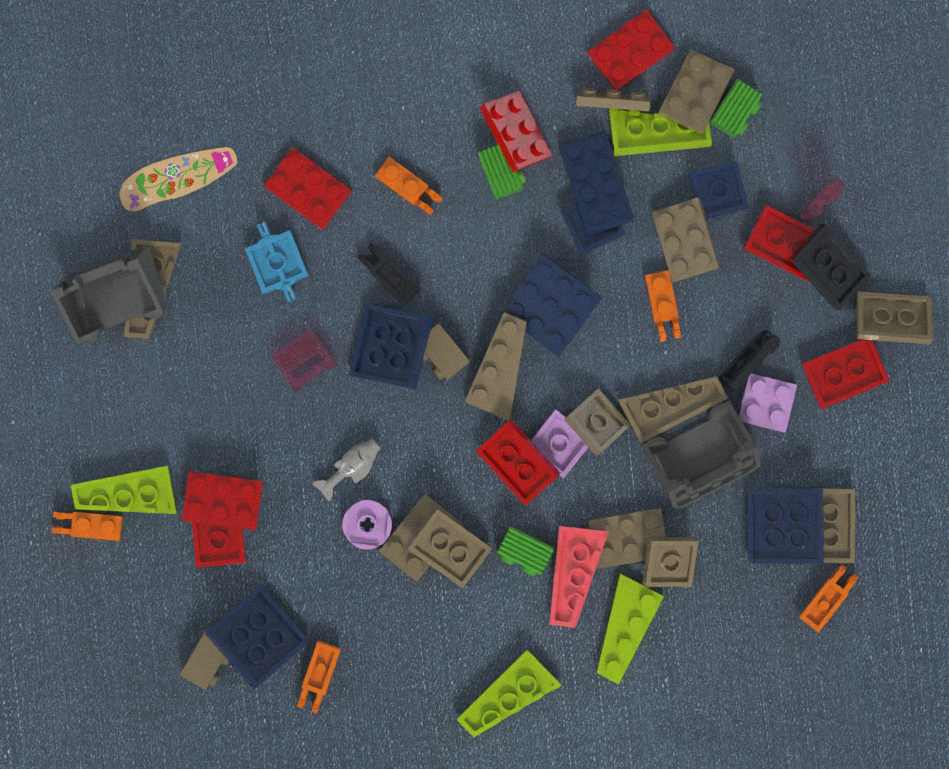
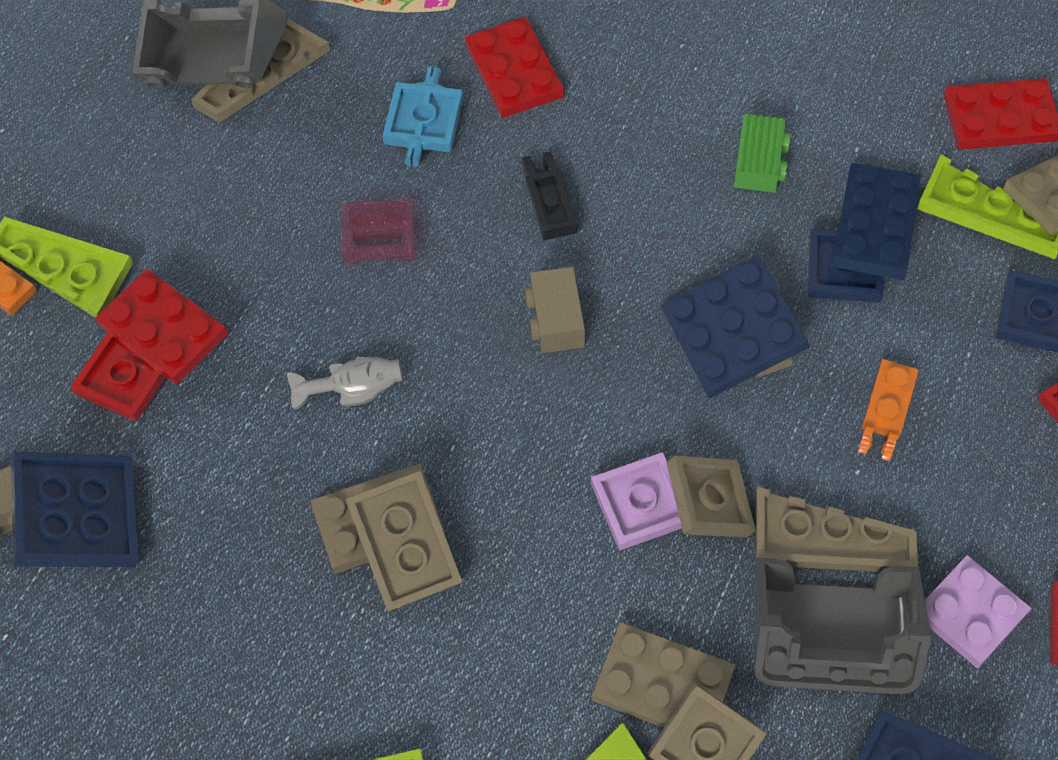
camera: 35 degrees right, 25 degrees down
(319, 673) = (116, 614): orange hinge -> none
(379, 516) = (319, 440): lavender plate -> none
(391, 346) = (496, 263): dark blue plate -> none
(406, 184) = (634, 117): orange hinge -> none
(497, 376) = (608, 373): dark tan wing -> none
(515, 131) = (805, 118): plate -> none
(518, 462) = (570, 488): red plate -> none
(525, 551) = (505, 610): bright green brick -> none
(574, 569) = (558, 677): coral wing -> none
(613, 99) = (951, 145): dark tan plate -> none
(686, 240) = (963, 345): dark tan plate -> none
(749, 359) = (978, 535): black hinge -> none

